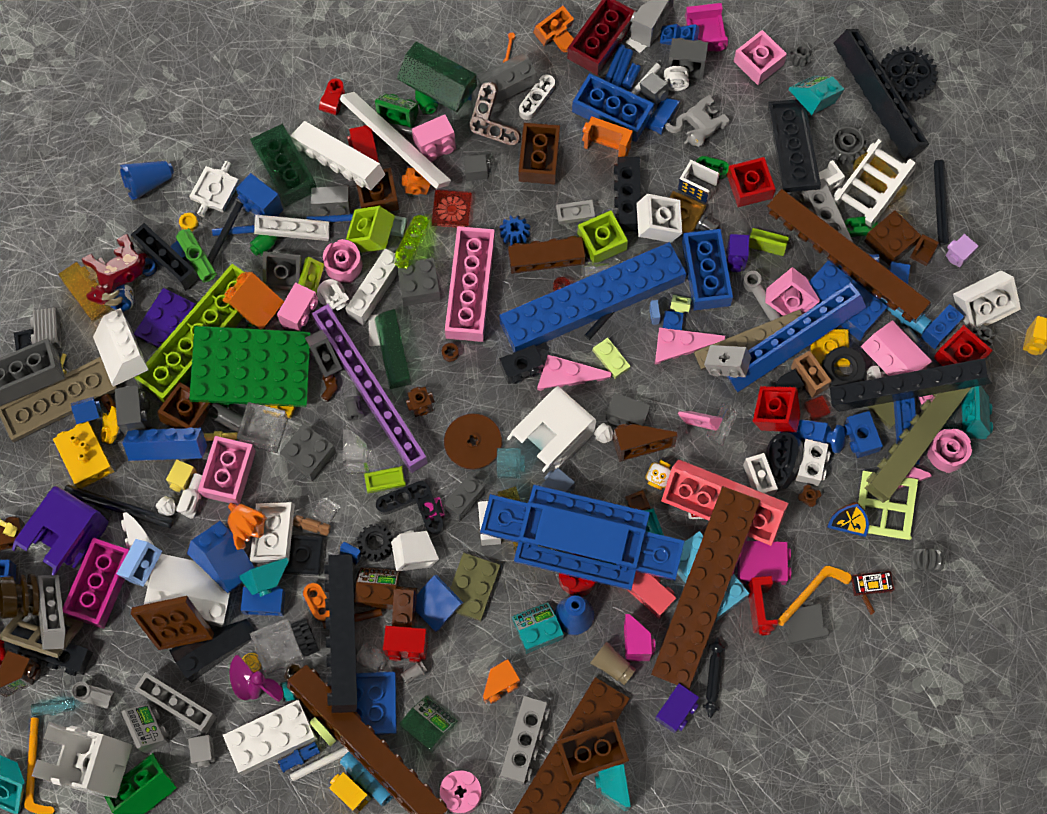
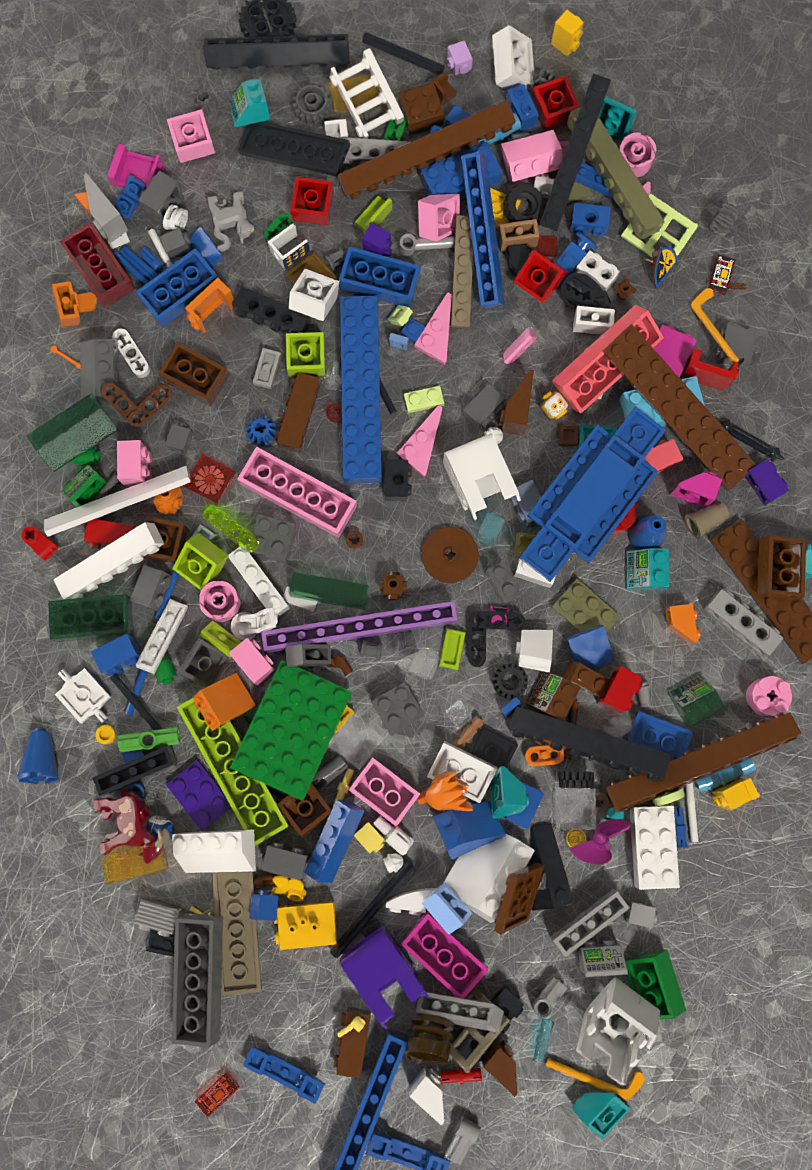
camera: 70 degrees left, 10 degrees up
(727, 361) = (473, 302): light grey brick -> none

